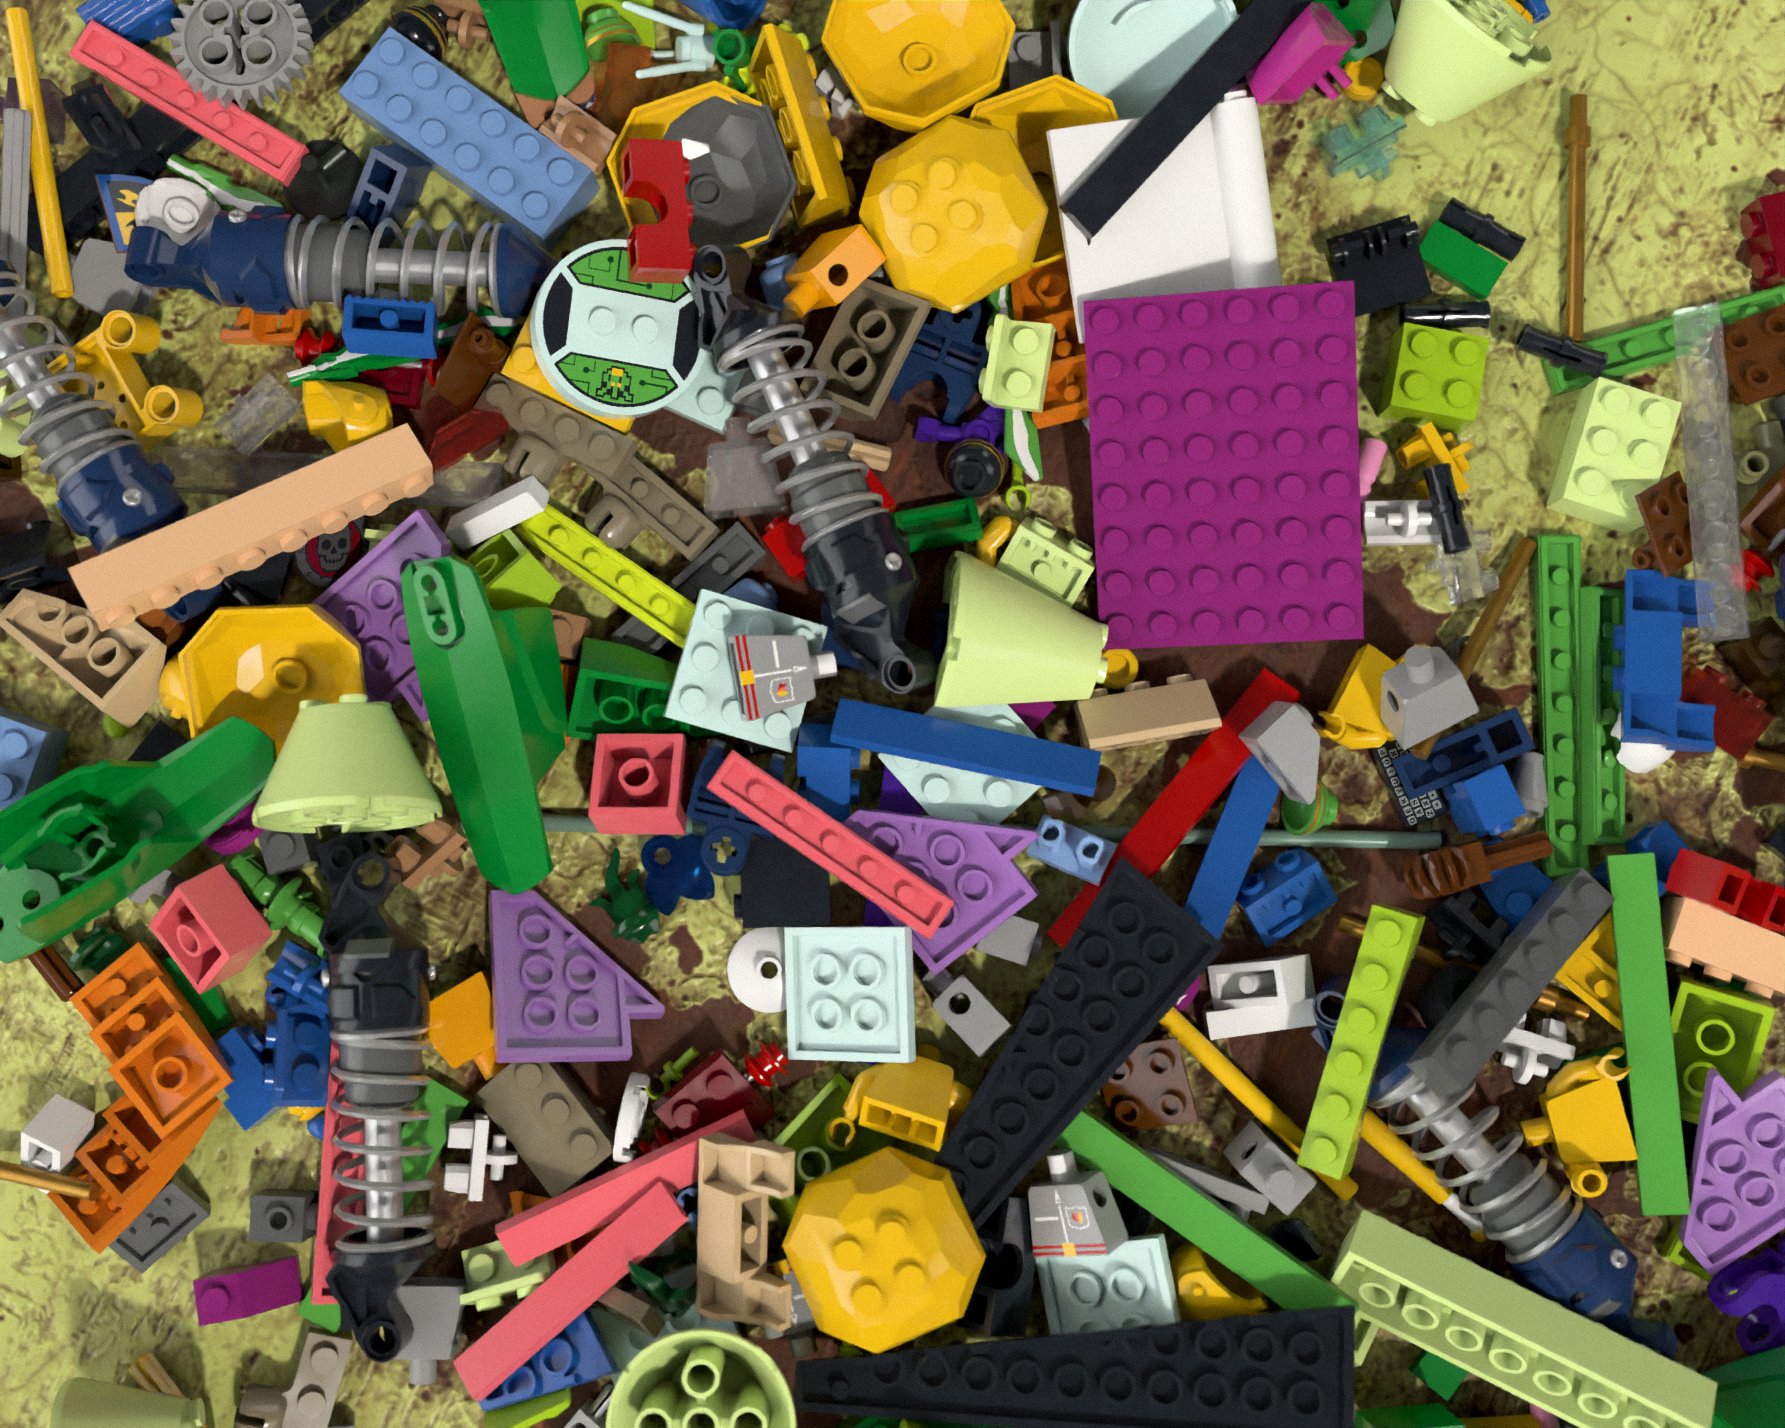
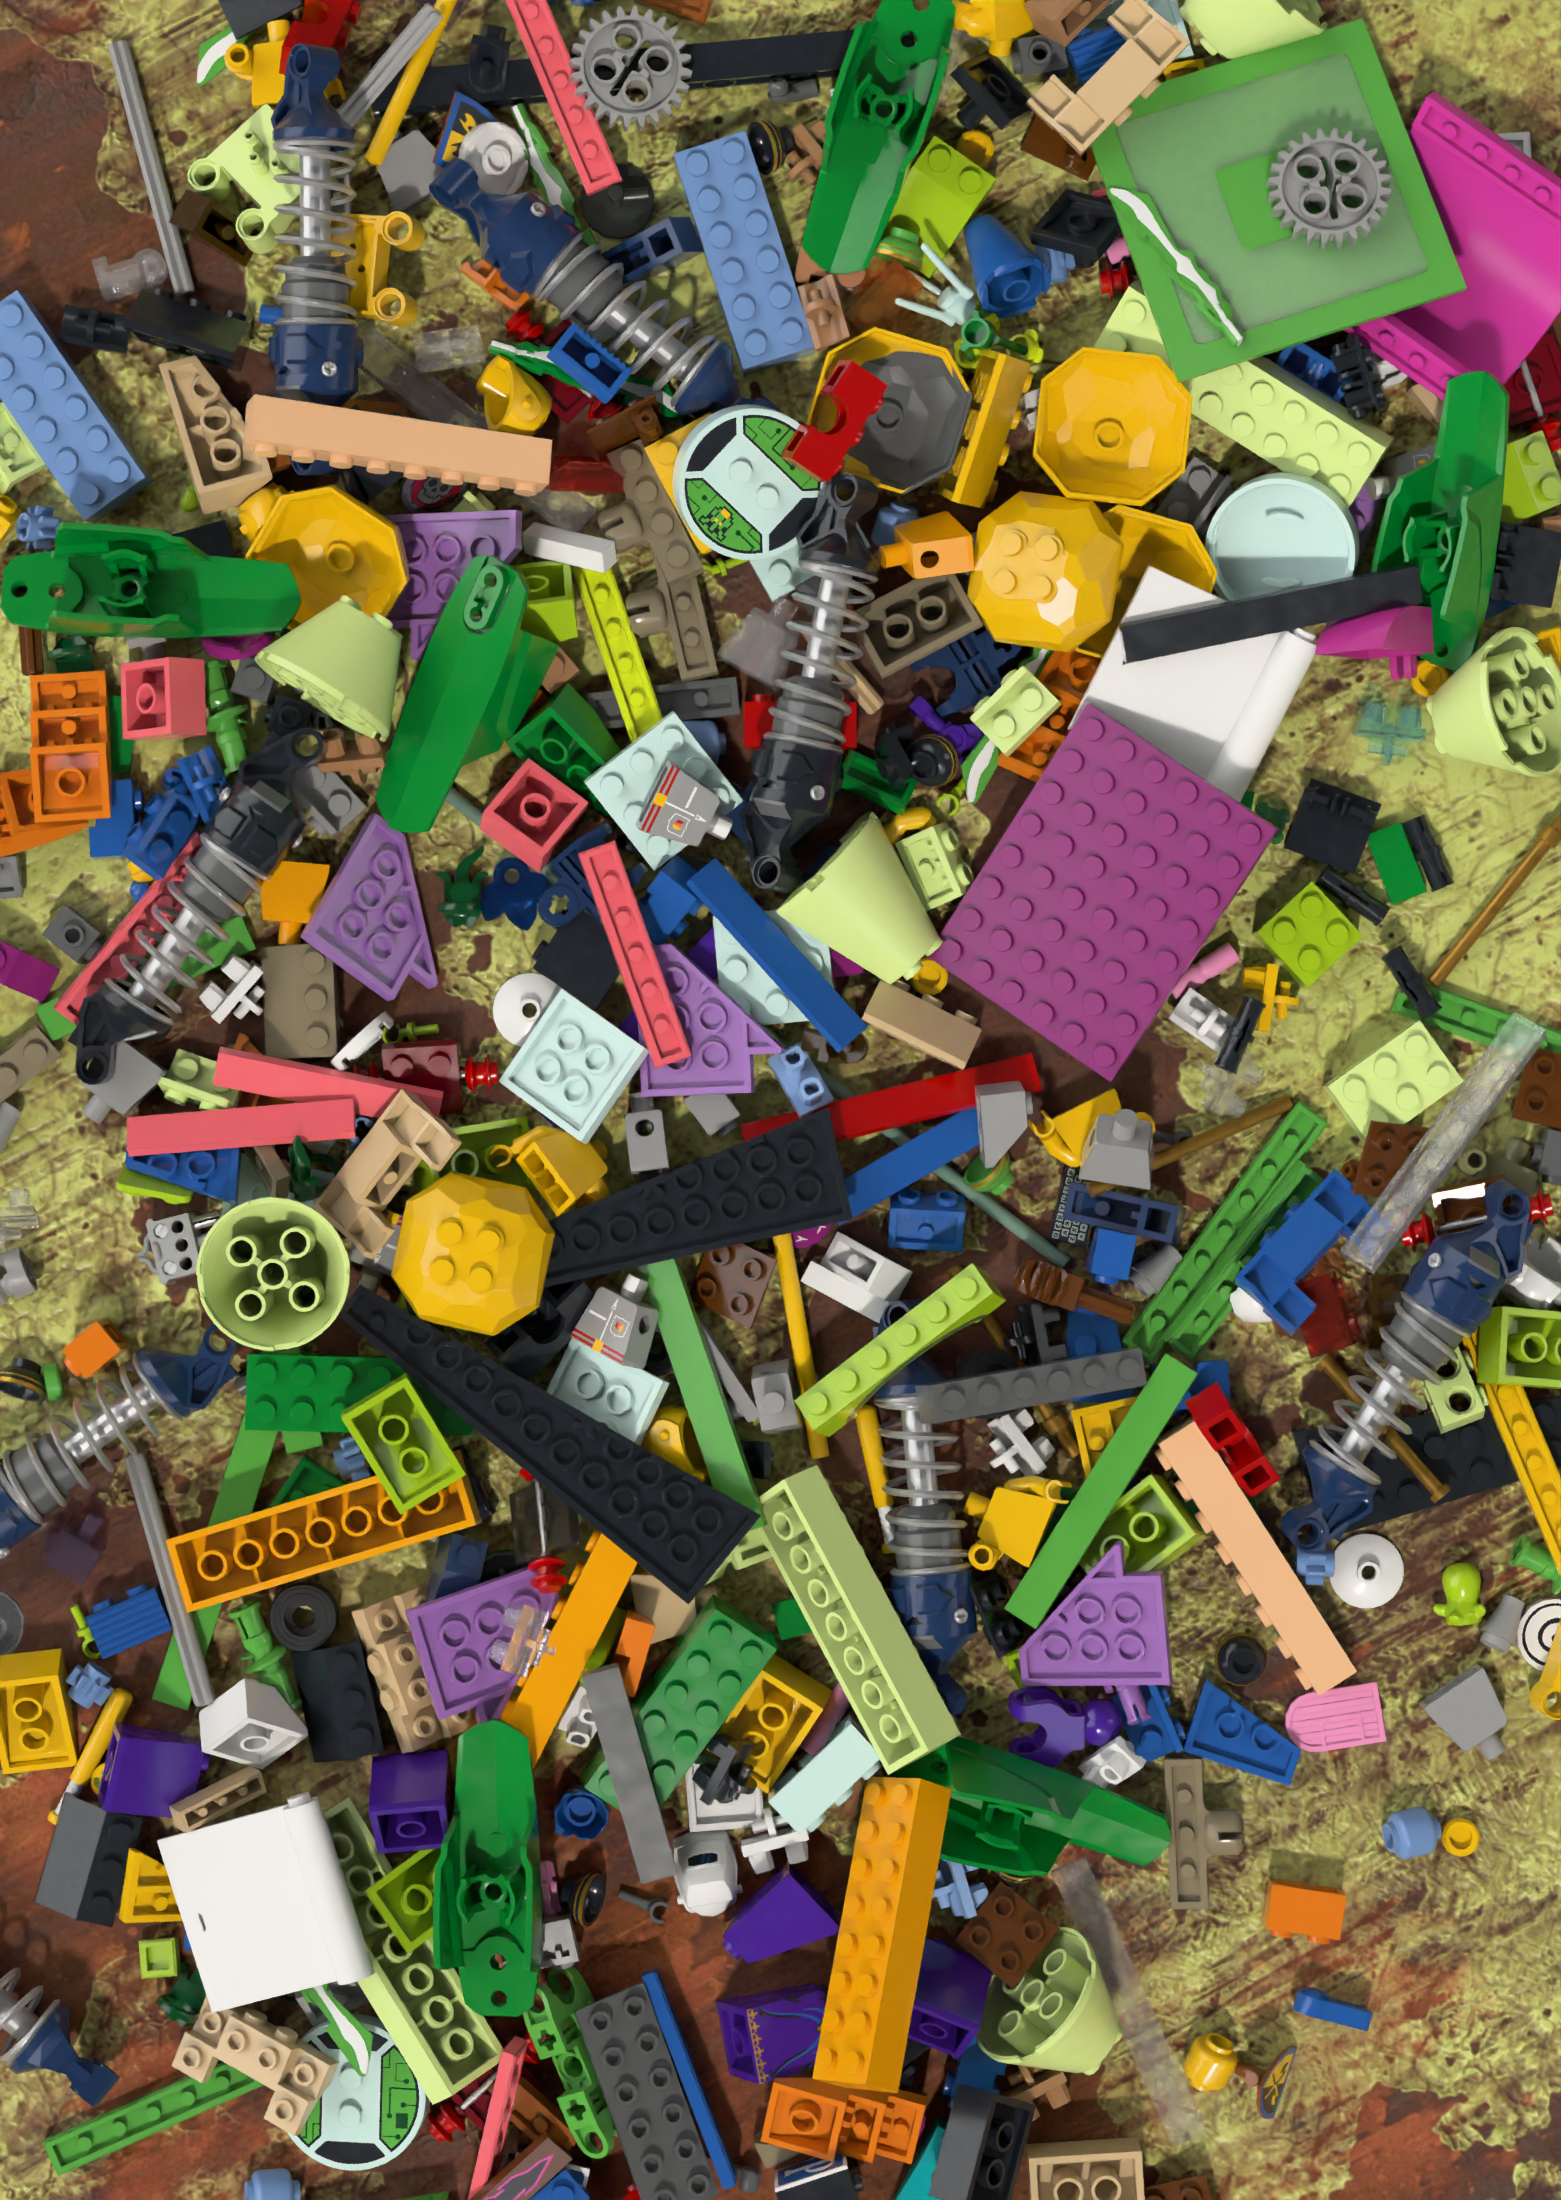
camera: 30 degrees right, 5 degrees up
(437, 911) = (327, 800): none -> light grey bracket
(653, 434) = (721, 567): none -> lime hand
(937, 490) = (890, 755): none -> black bracket
(1641, 1233) = (1000, 1626): none -> black hinge

